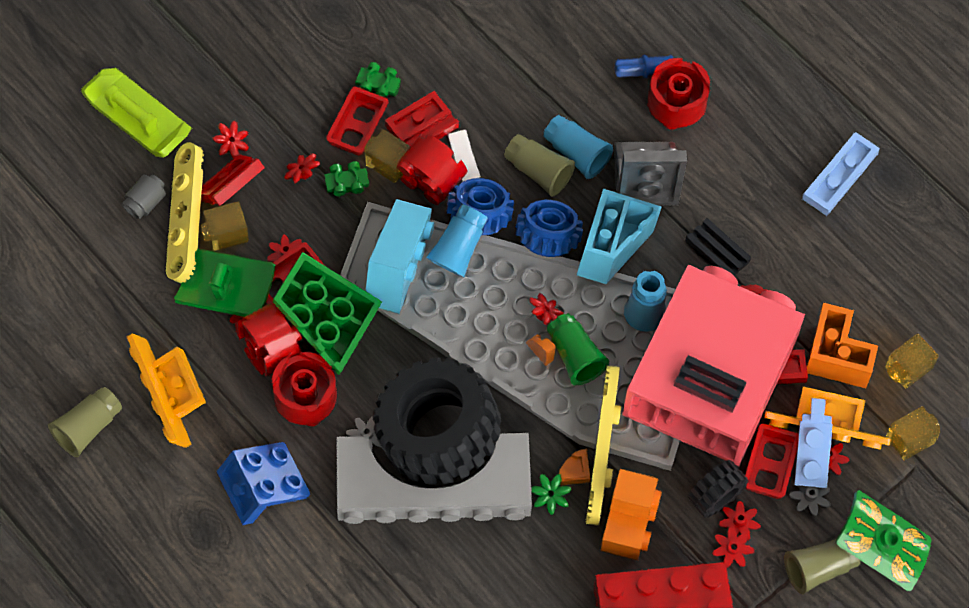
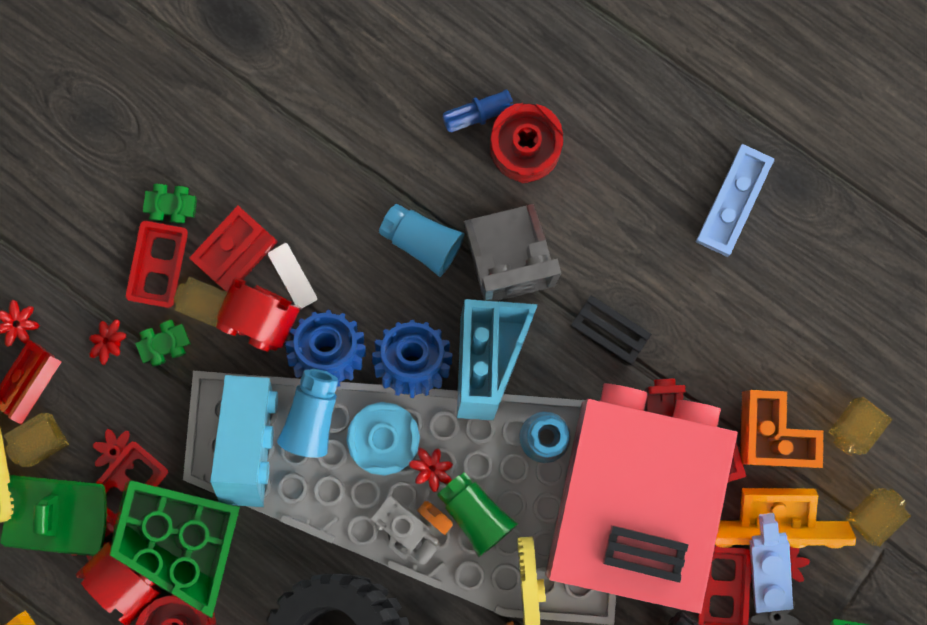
camera: 10 degrees left, 20 degrees up
(511, 282) = (383, 438): none -> medium azure tile
(514, 351) = (405, 529): none -> light grey piece
(540, 164) = (382, 272): olive plant -> none

